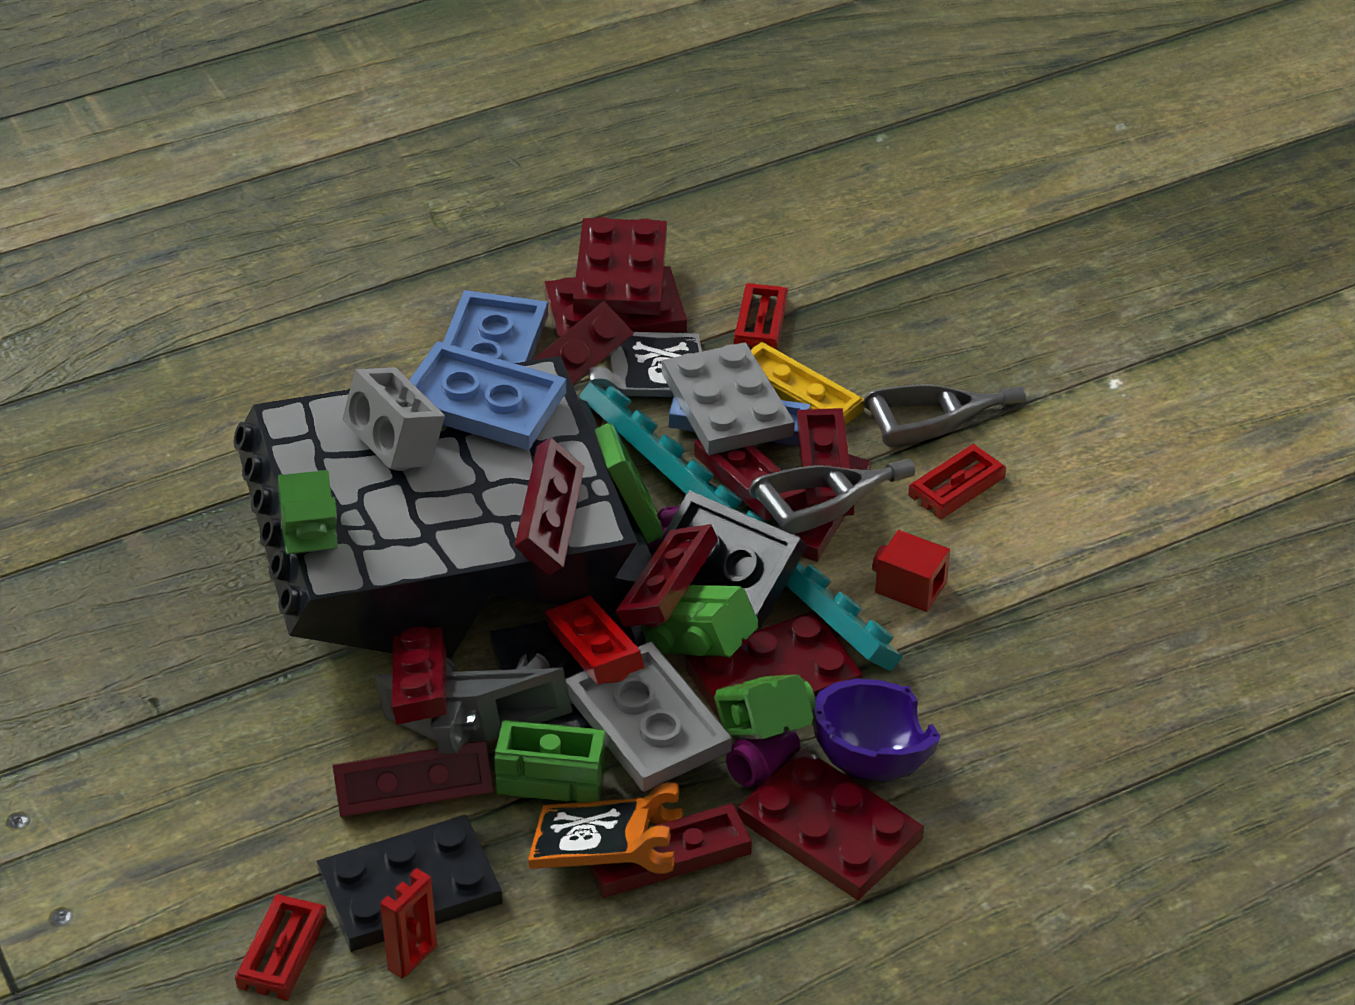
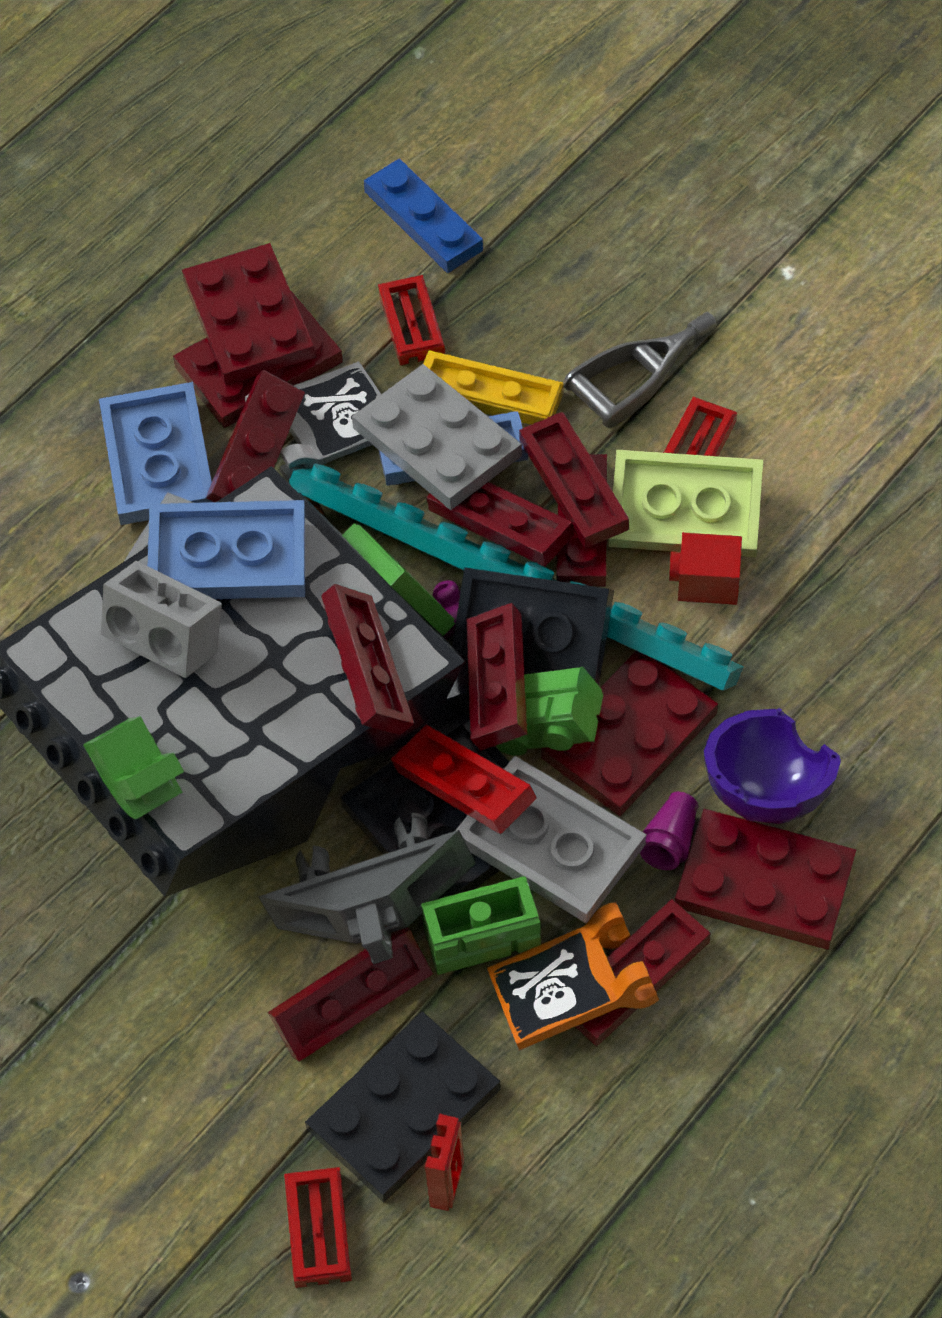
camera: 20 degrees left, 15 degrees up
(419, 675) = (315, 888): dark red plate -> none
(765, 706) = (661, 788): bright green brick -> none
(815, 249) = (423, 215): none -> blue plate
(846, 483) = (606, 502): flat silver piece -> none
(928, 509) = (686, 495): none -> yellowish green plate

